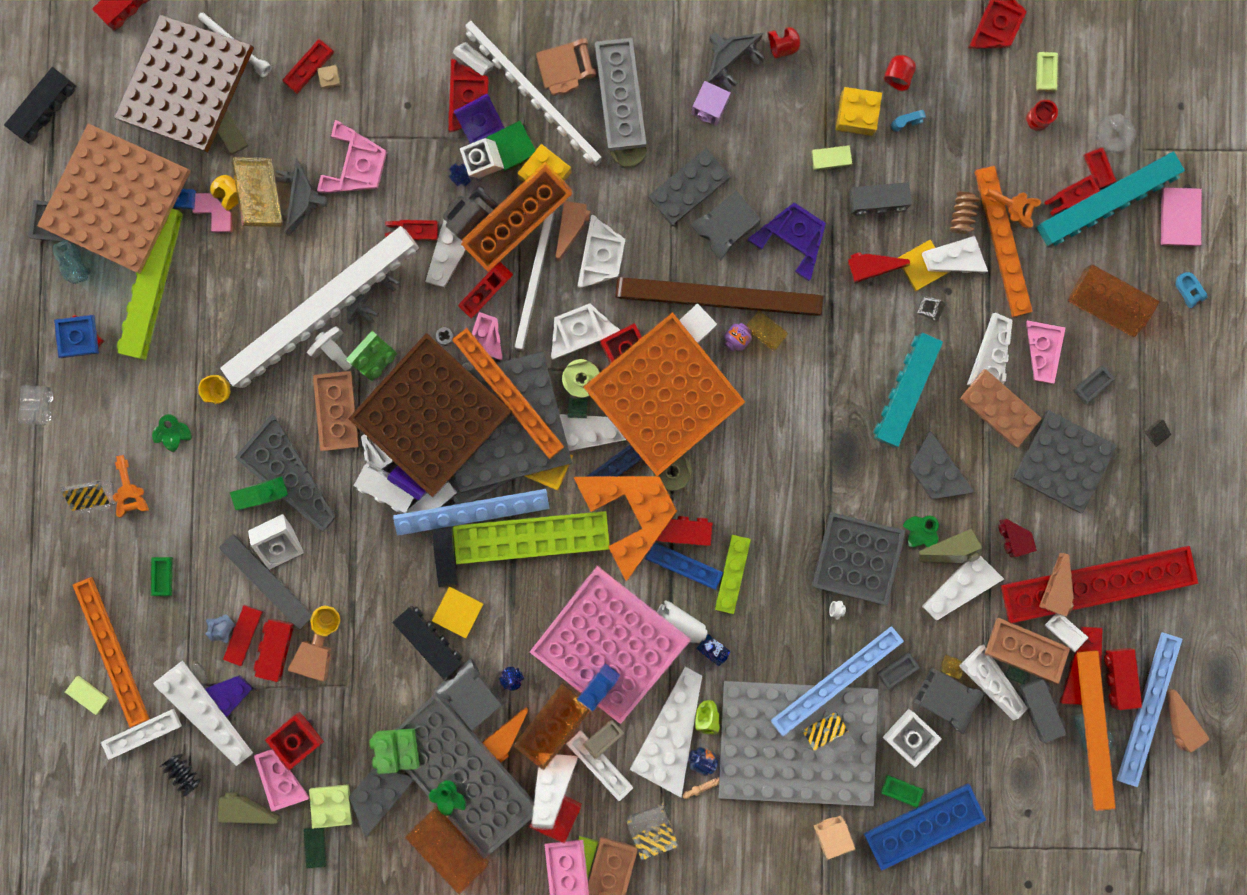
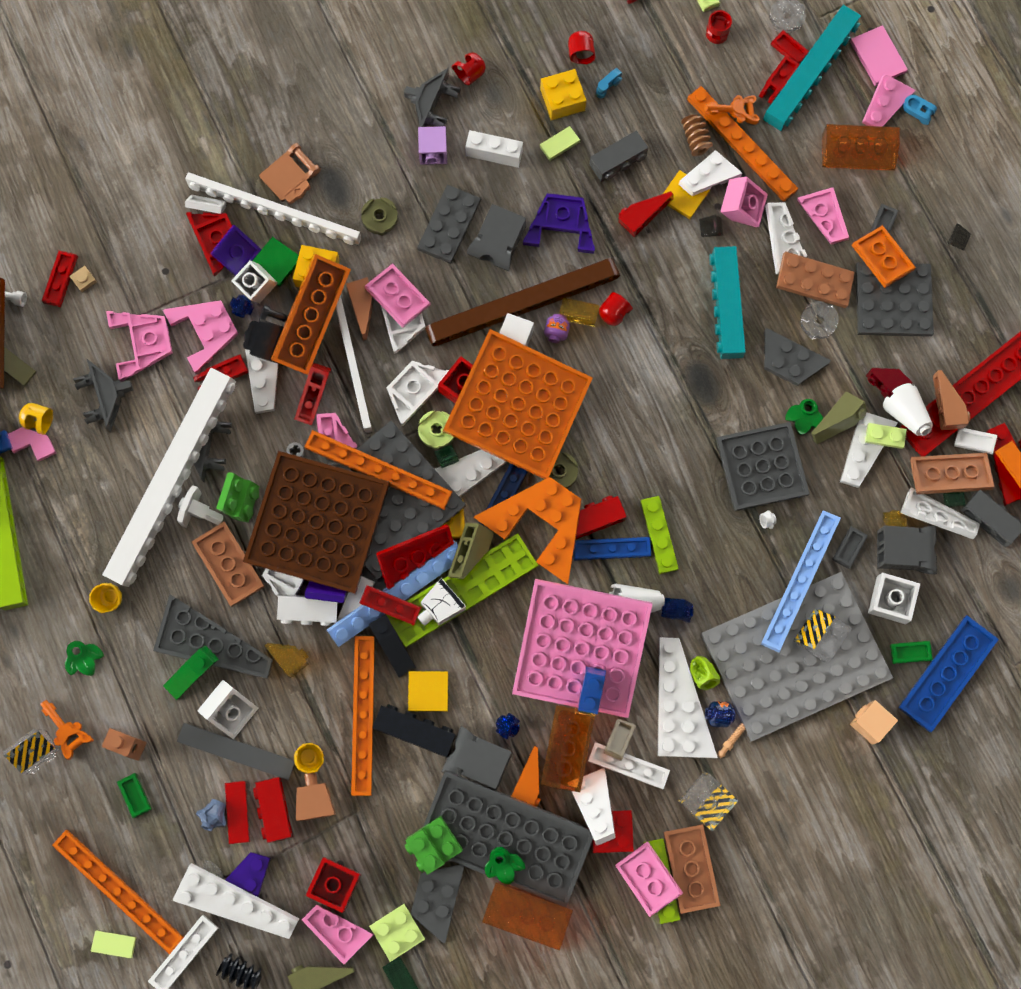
camera: 25 degrees left, 10 degrees down
(169, 527) = (123, 744): none -> nougat torso
(256, 192) = (64, 403): clear yellow plate -> none
(349, 522) = (288, 658): none -> clear yellow slope
(390, 606) = (363, 716): none -> orange plate
(425, 179) = (211, 325): none -> bright pink wing
(459, 522) = (390, 605): none -> red tile
(489, 485) = (406, 556): none -> red wing
(504, 543) = (440, 604): none -> white torso
(554, 507) = (471, 548): none -> olive slope
(606, 235) = (397, 295): none -> bright pink tile
(620, 94) = (350, 174): light grey plate -> none
(766, 134) = (494, 148): none -> white brick
(799, 346) = (614, 309): none -> red helmet
(974, 300) = (744, 202): none -> bright pink slope
(975, 455) = (815, 329): none -> clear plate
(985, 587) = (885, 435): none -> yellowish green plate
(1019, 576) = (909, 409): none -> white cone
(1076, 418) = (883, 256): none -> orange tile
(1161, 267) = (886, 101): none -> bright pink wing

